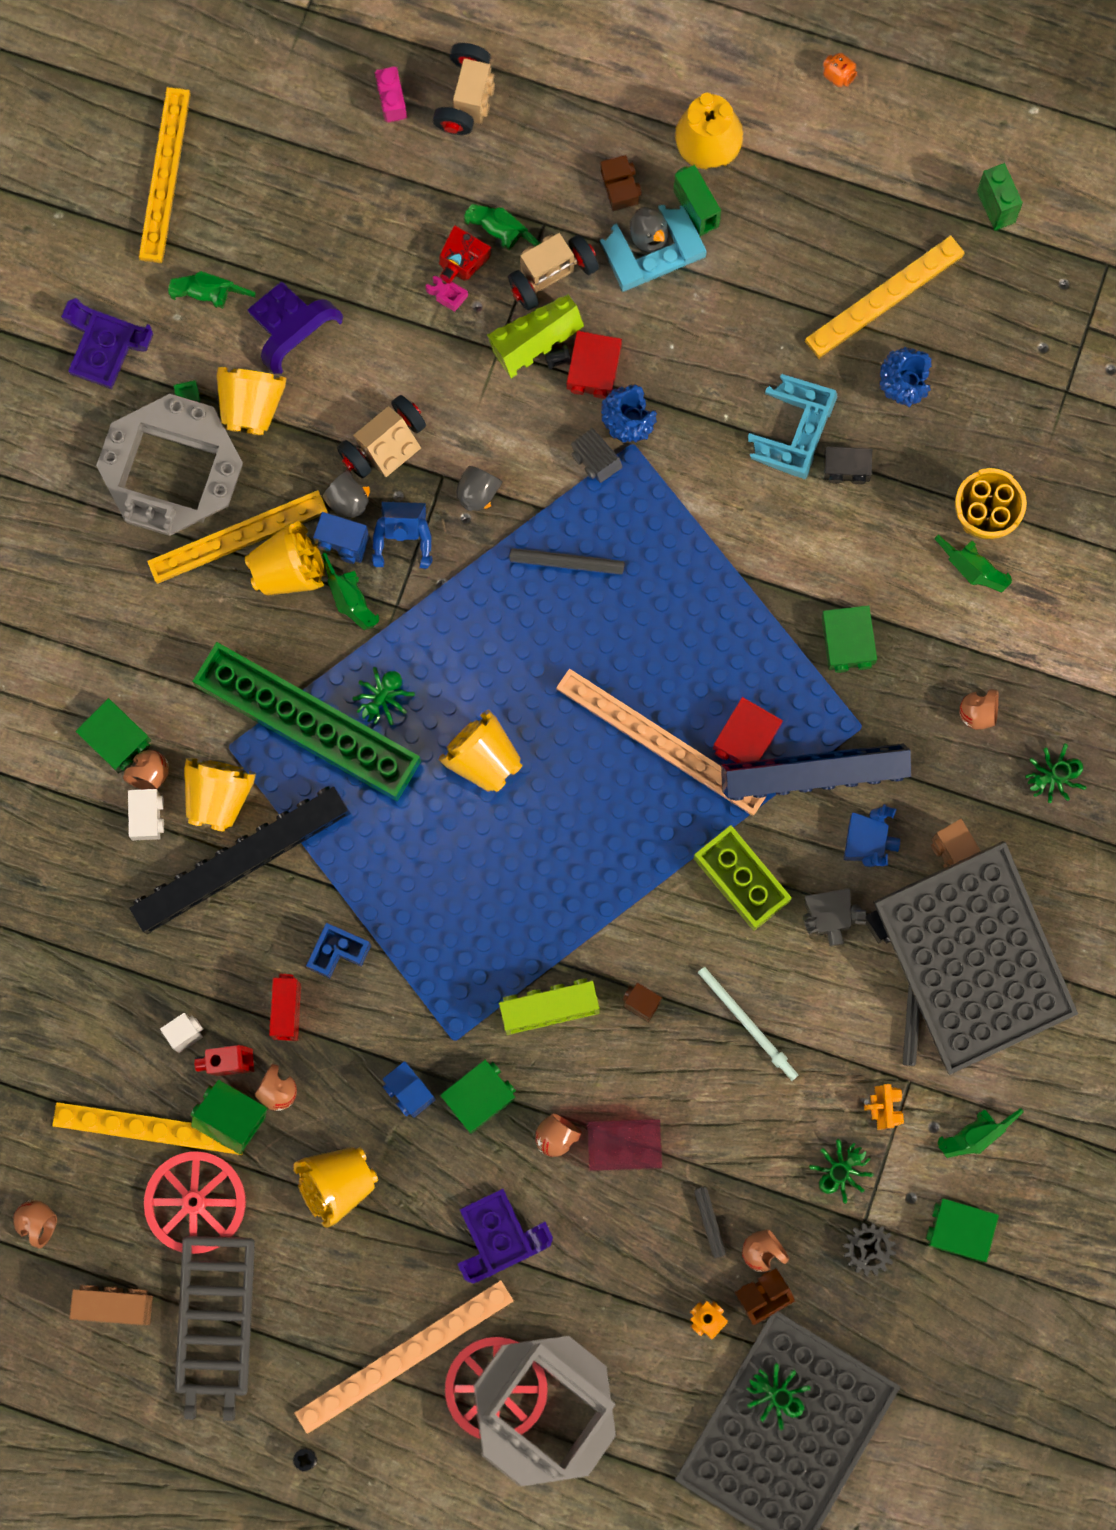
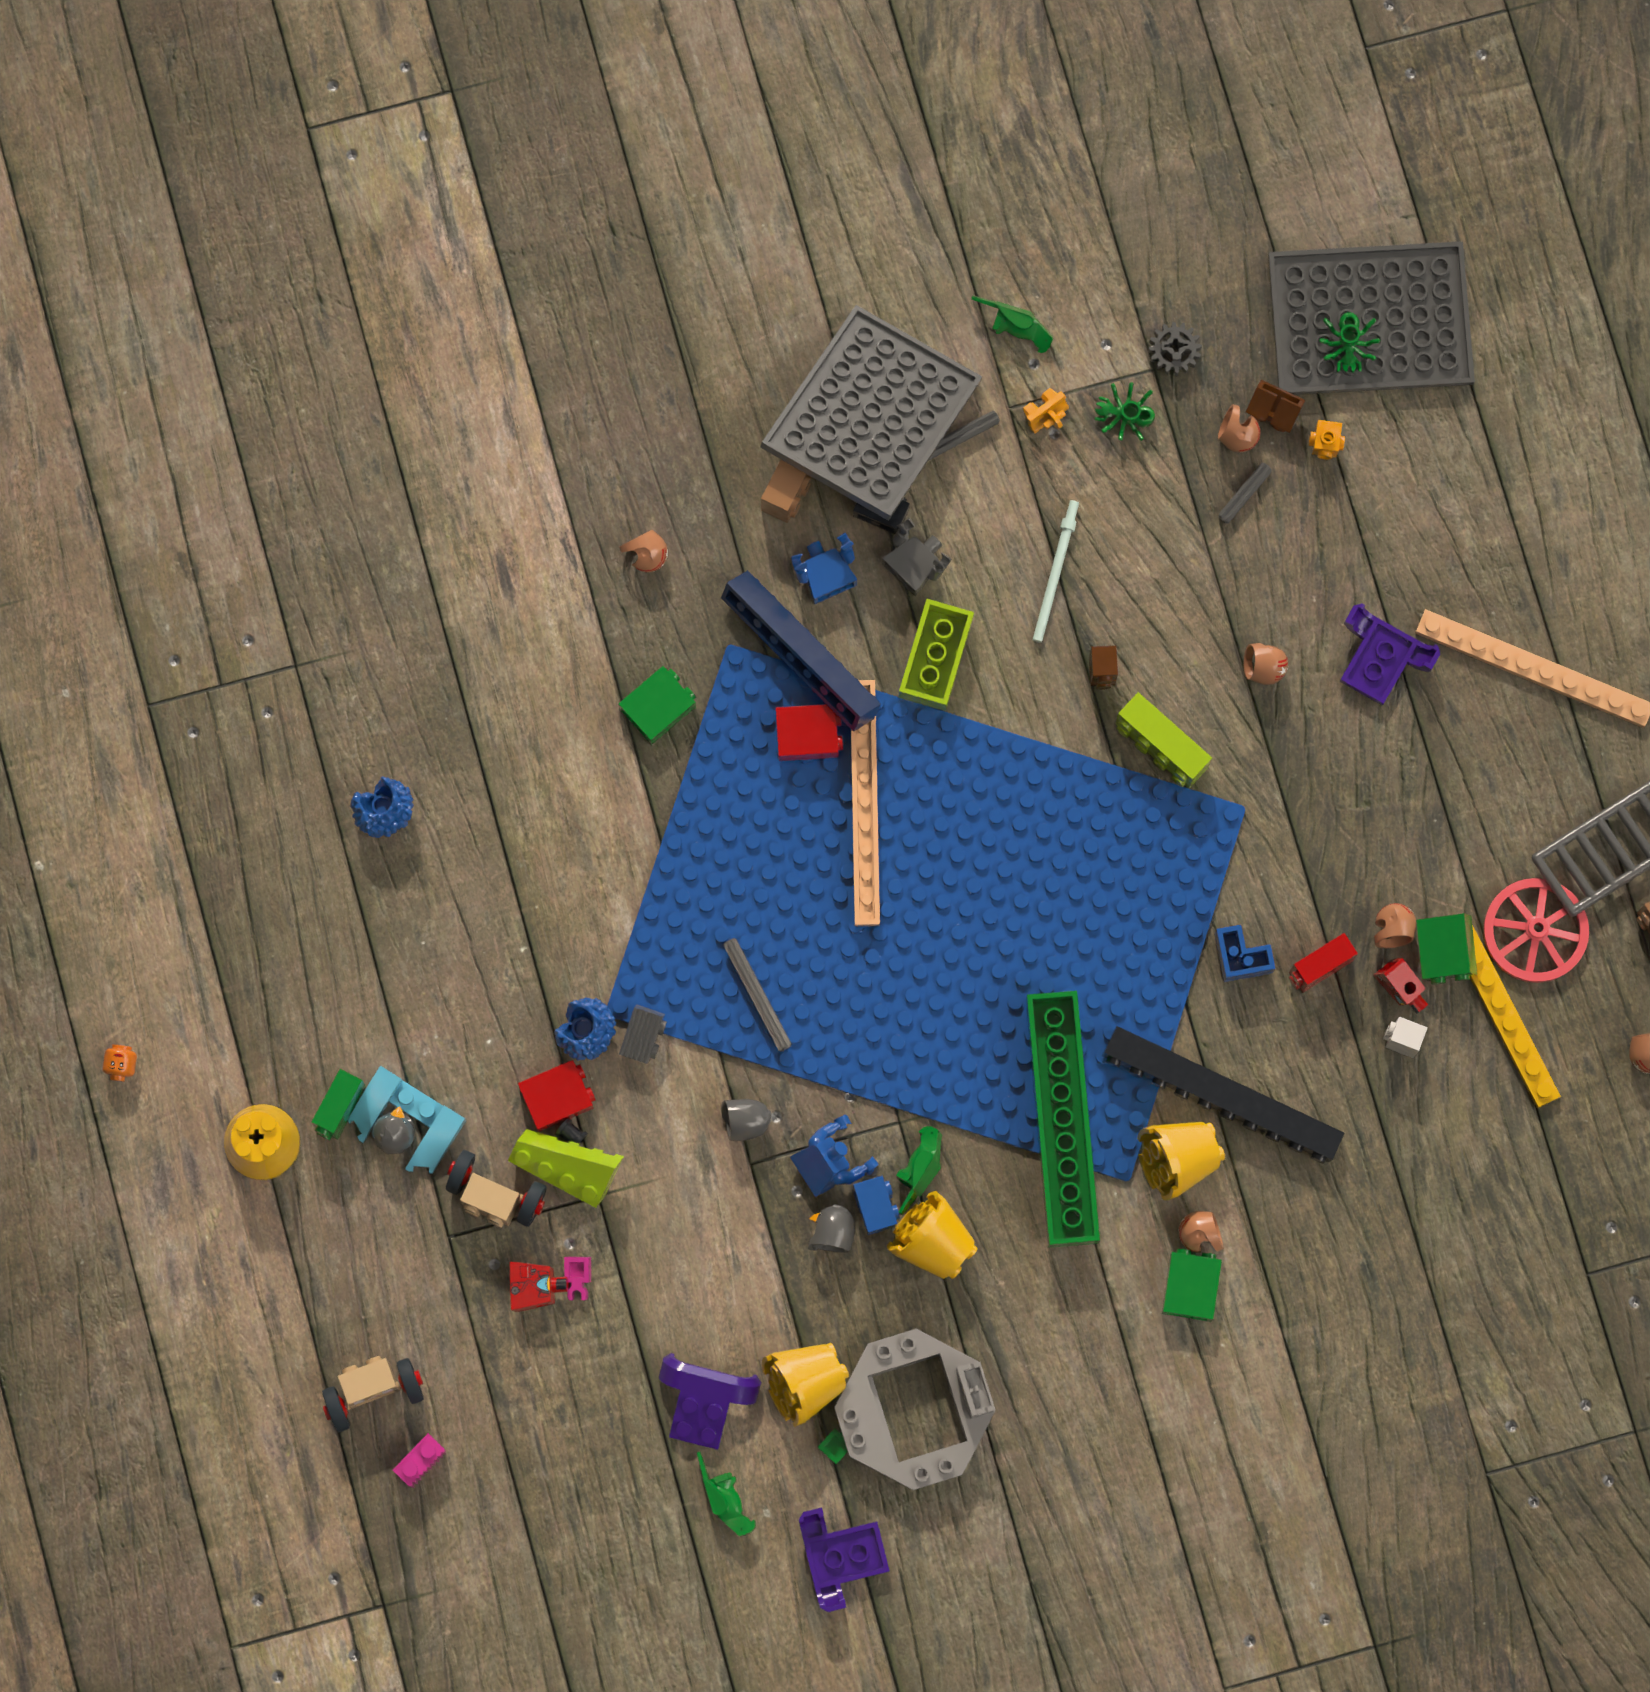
camera: 130 degrees left, 0 degrees up
(144, 814) = (1241, 1208): white brick -> none
(164, 175) = (639, 1620): yellow plate -> none
(236, 537) = (935, 1306): yellow plate -> none
(334, 1183) = (1438, 817): yellow cone -> none
(385, 440) = (758, 1228): tan brick -> none
(385, 694) = (989, 1070): green animal -> none
(409, 1090) = (1315, 810): blue brick -> none
(450, 1388) = (1503, 580): coral wheel -> none
(479, 1095) = (1277, 752): green brick -> none
(483, 753) = (985, 945): yellow cone -> none
(499, 225) = (481, 1271): green animal -> none
(574, 1369) = (1495, 567): light grey hinge -> none
(619, 182) = (365, 1190): reddish brown piece -> none
(624, 1145) = (1233, 603): clear pink brick -> none
(798, 457) = (459, 870): medium azure wedge -> none
(848, 465) = (497, 808): black brick -> none
(884, 297) = (313, 881): yellow plate -> none
(962, 1230) = (1105, 284): green brick -> none
(975, 566) = (516, 638): green animal -> none
(990, 494) = (458, 636): yellow cone -> none
(999, 196) = (154, 833): green brick -> none
(1059, 773) = (655, 450): green animal -> none

